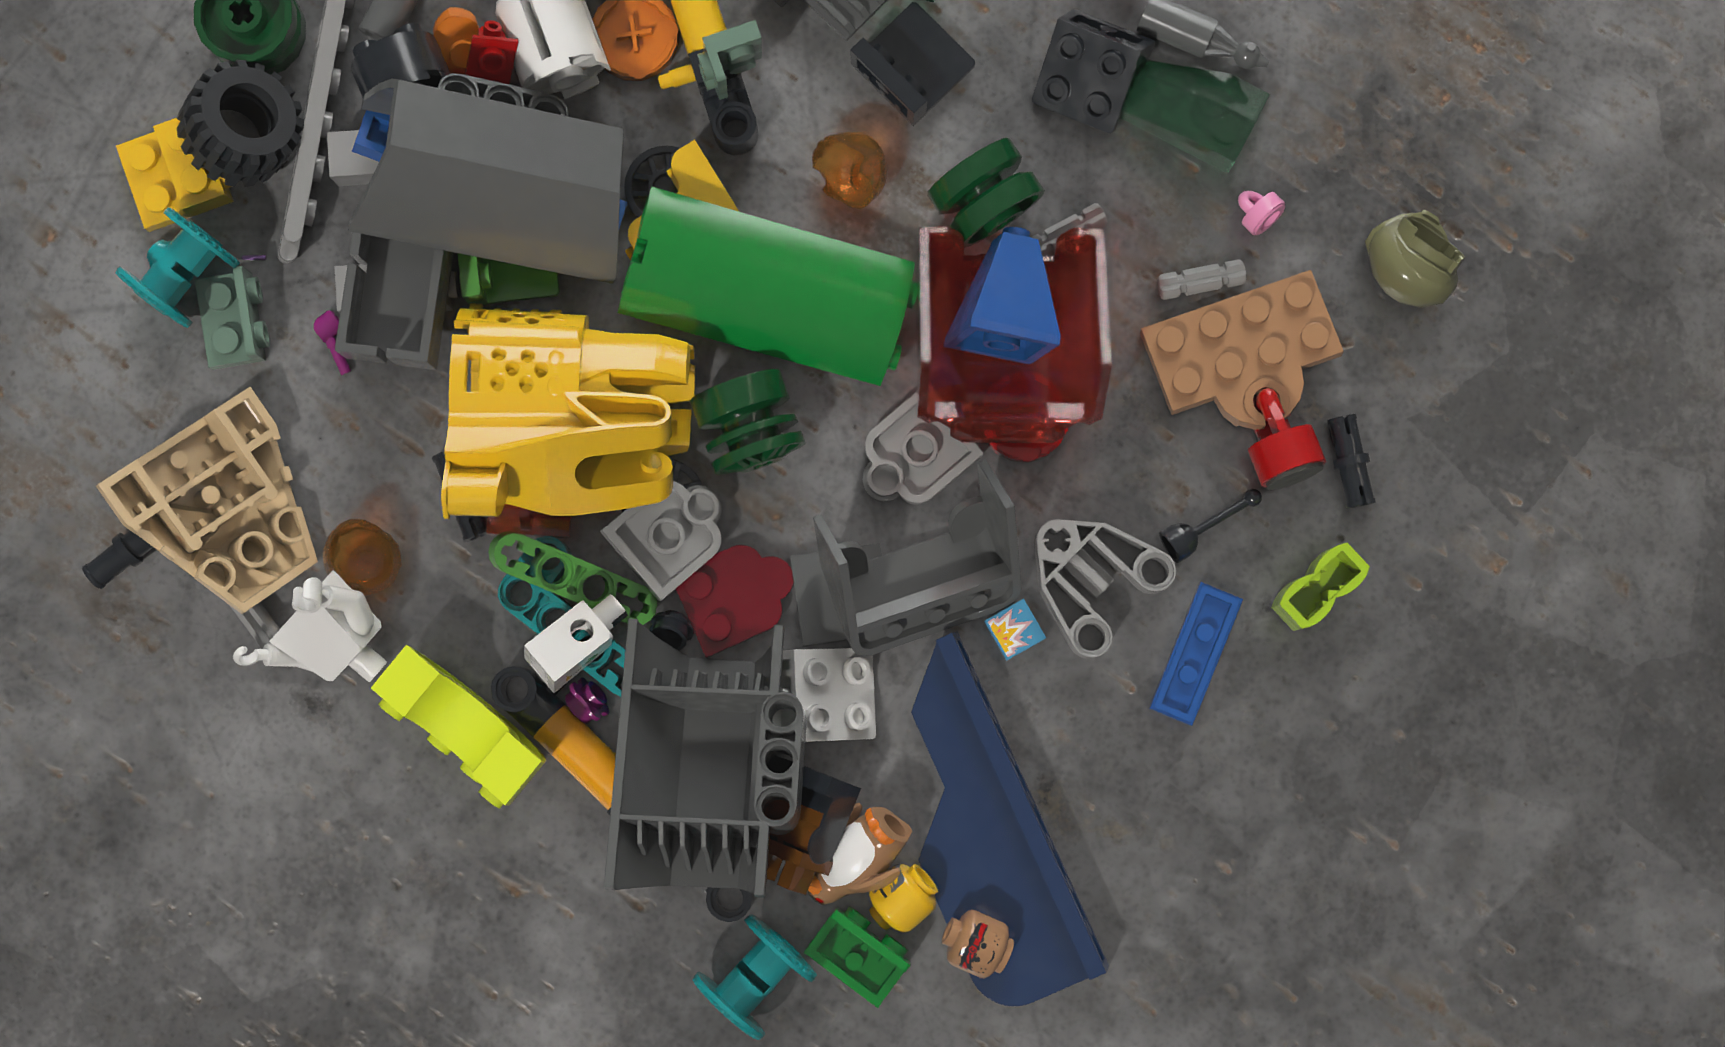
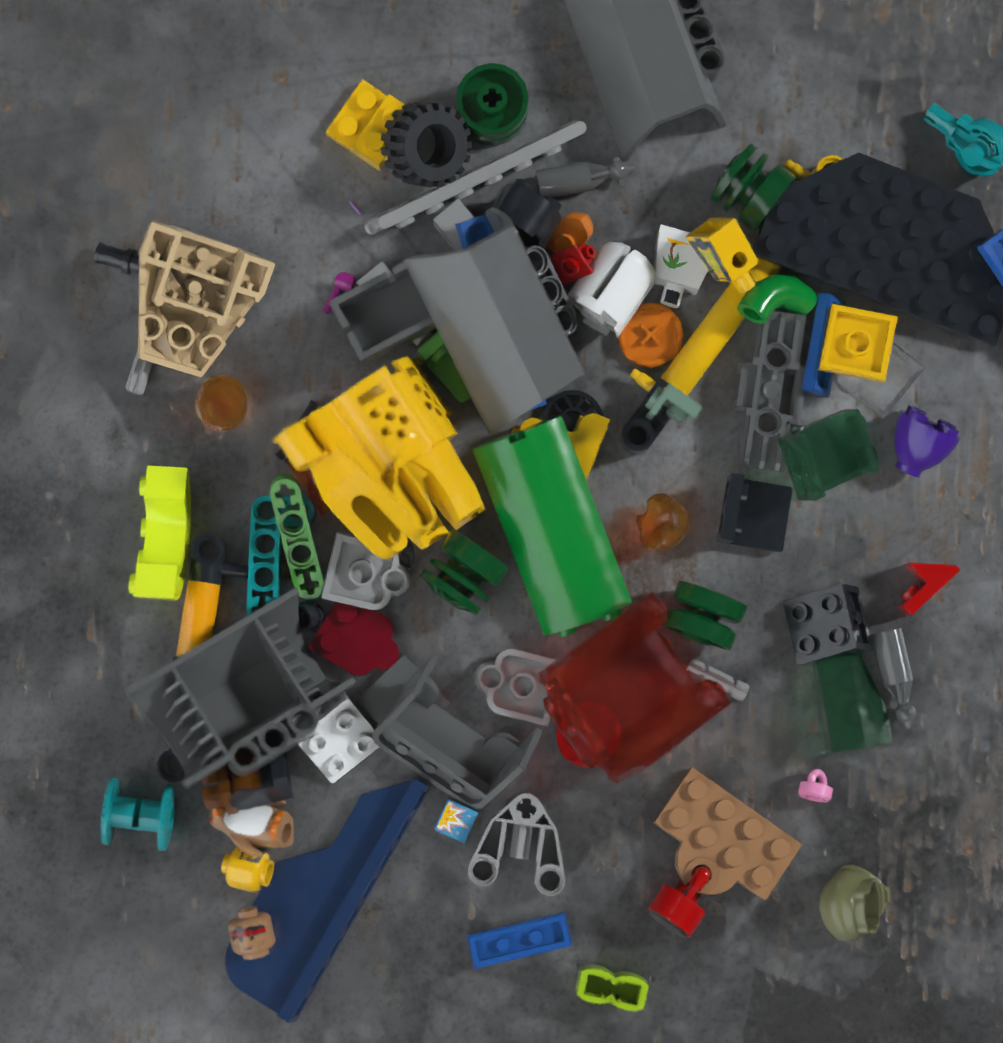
camera: 45 degrees right, 0 degrees up
(174, 266) = (314, 166): teal hose -> none
(231, 319) = (308, 222): sand green bracket -> none
(324, 632) = (160, 413): white torso -> none
(561, 657) = (244, 560): white torso -> none
(586, 701) = (231, 596): magenta plate -> none
(858, 955) = (195, 866): green bracket -> none
(1008, 303) = (646, 677): blue slope -> none
(1182, 539) = (582, 883): black hinge -> none
(1201, 279) = (748, 782): light grey axle -> none
(1351, 461) = (703, 952): black pin -> none

